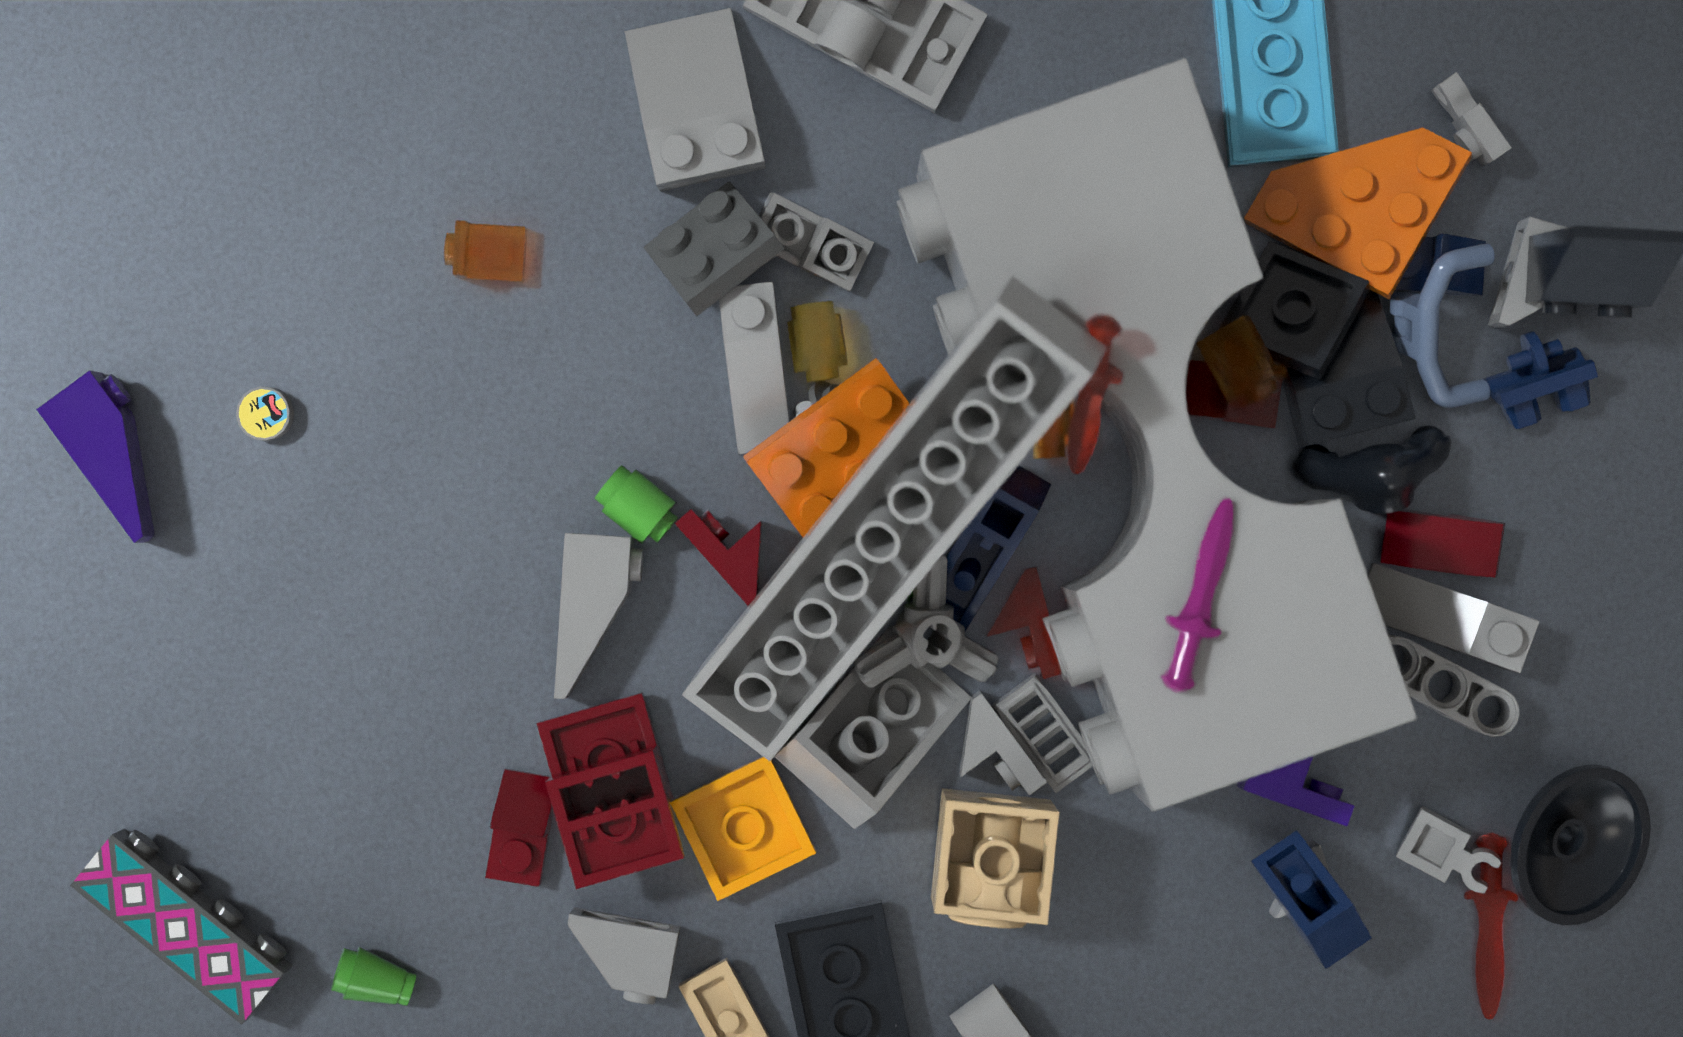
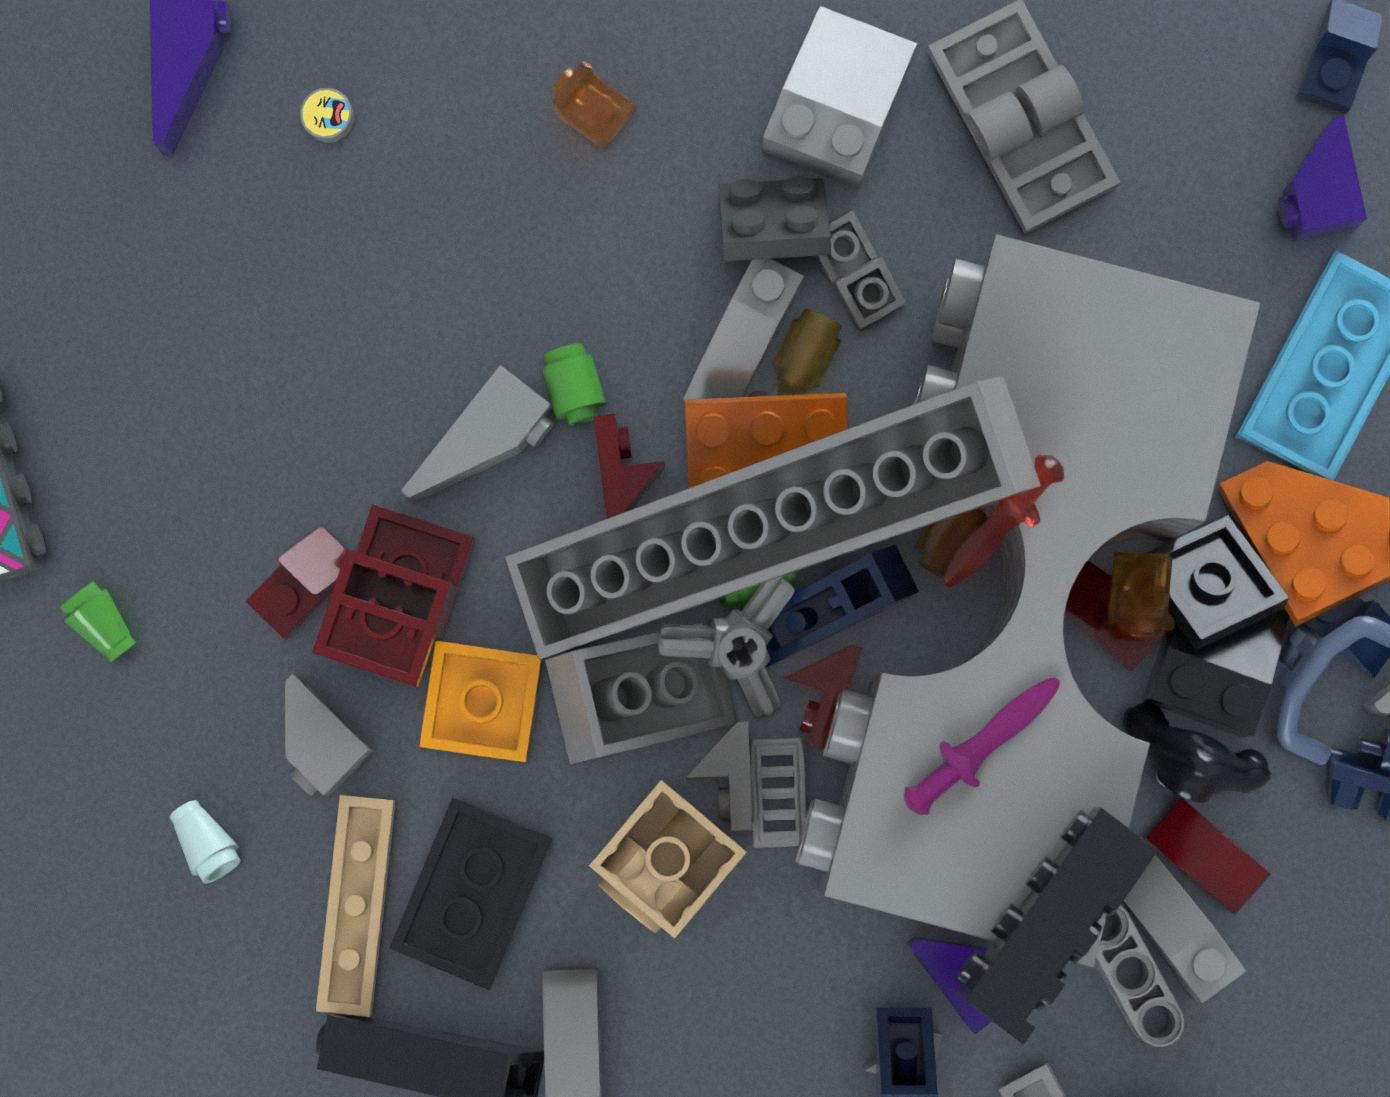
camera: 40 degrees right, 5 degrees down
(1361, 709) = (1054, 921): none -> black wedge

